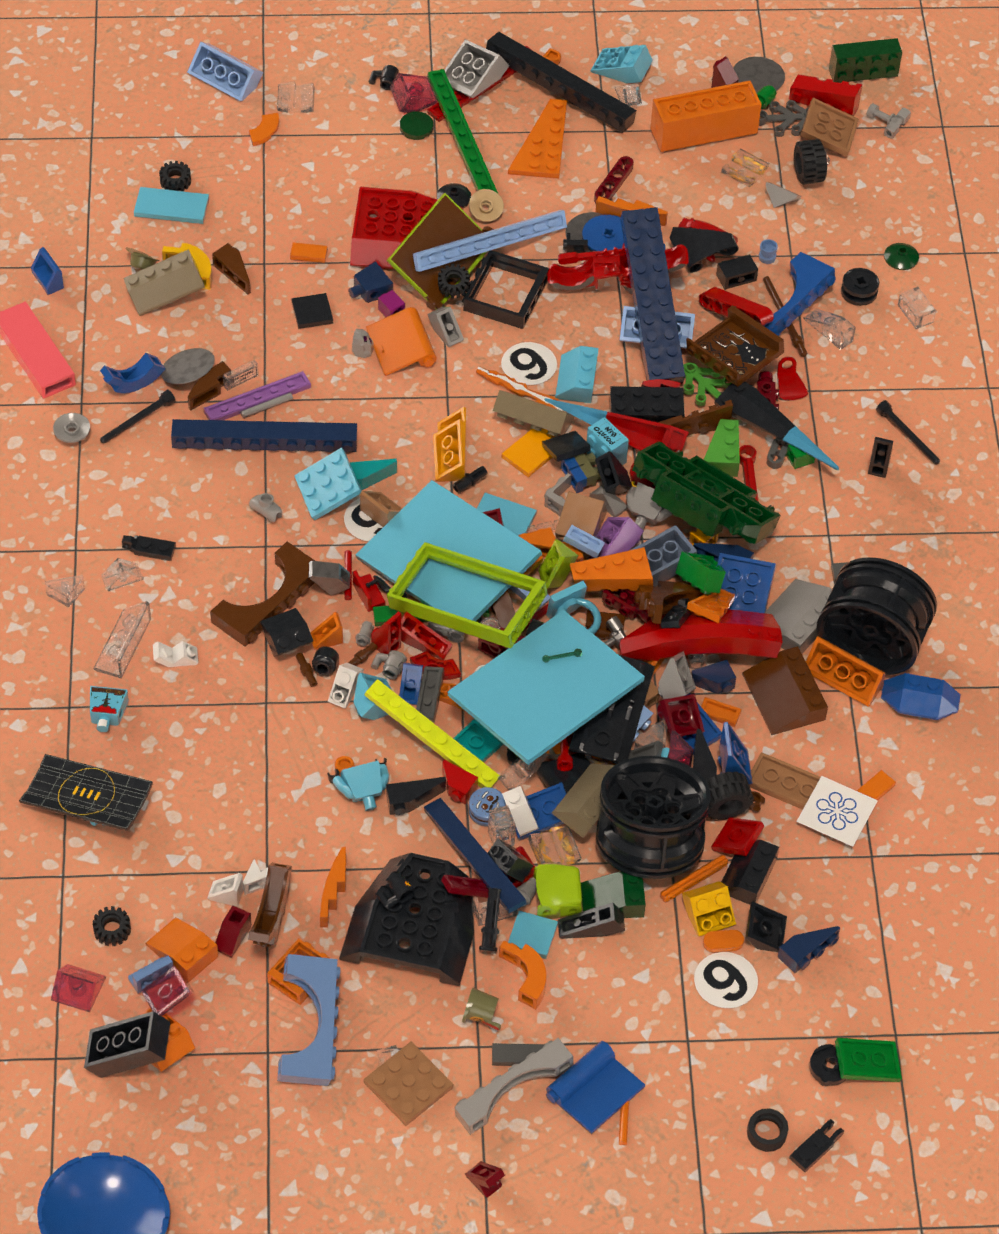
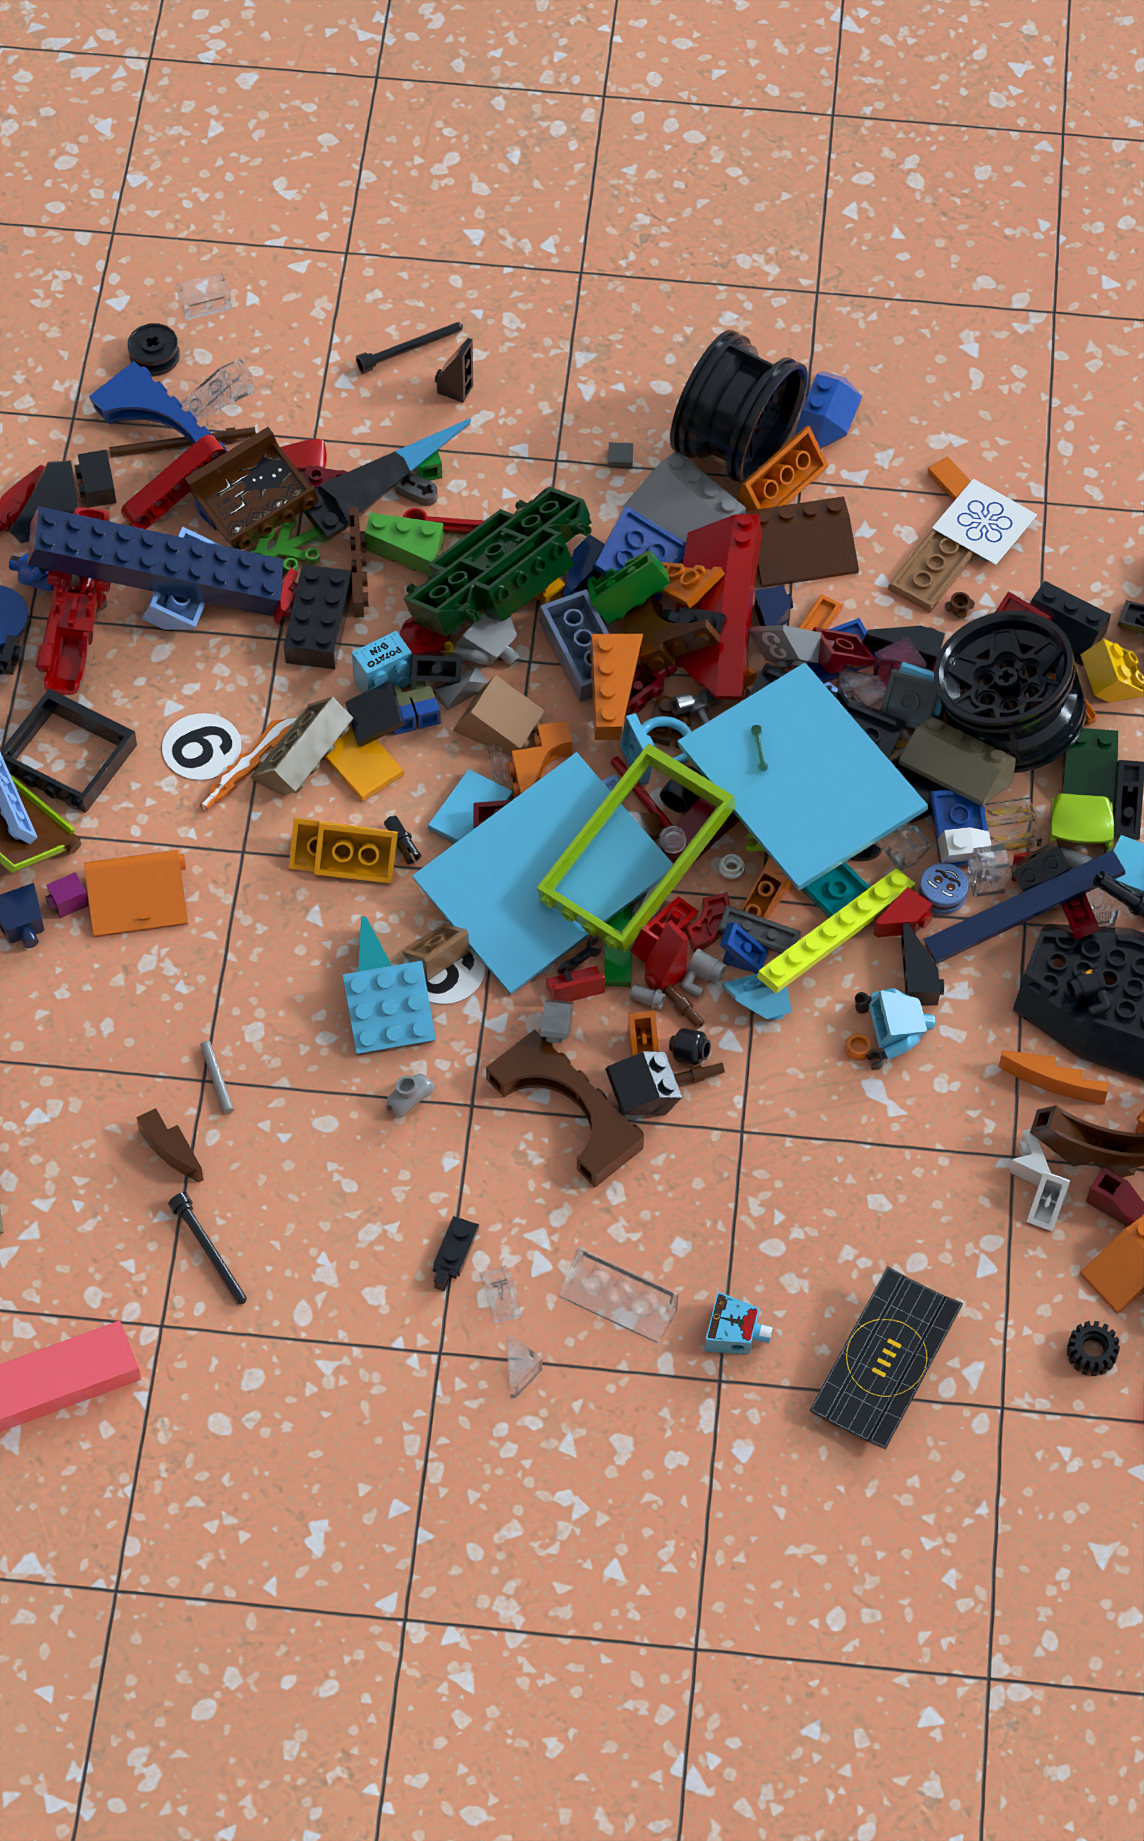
camera: 80 degrees left, 5 degrees up
(71, 427) = (212, 1326): light grey dish -> none
(135, 377) = (133, 1239): blue arch -> none
(180, 655) = (652, 1231): white slope -> none
(188, 366) = (128, 1170): flat silver sticker -> none
(233, 406) = (200, 1089): medium lavender tile -> none
(240, 375) = (158, 1100): clear tile -> none
(263, 435) = (279, 1085): dark blue brick -> none
(312, 310) = (48, 999): black tile -> none
(344, 684) = (732, 1026): white slope -> none
(348, 566) = (531, 1006): red bar -> none
(362, 344) = (132, 940): light grey rock -> none
(446, 326) = (118, 832): light grey slope -> none
(454, 272) = (53, 789): black tyre -> none
(552, 496) = (455, 749): light grey bracket -> none
(557, 564) = (581, 739): lime slope -> none
(577, 374) = (242, 686): medium azure slope -> none
(583, 541) = (548, 713): light blue plate -> none
(619, 535) = (549, 690): medium lavender wedge -> none
(638, 431) = (375, 616): red plate -> none
(729, 795) = (962, 608): black tyre -> none
(733, 753) = (913, 605): blue slope -> none
(768, 251) = (68, 438): medium blue wheel -> none
(901, 256) = (103, 300): dark green dish -> none

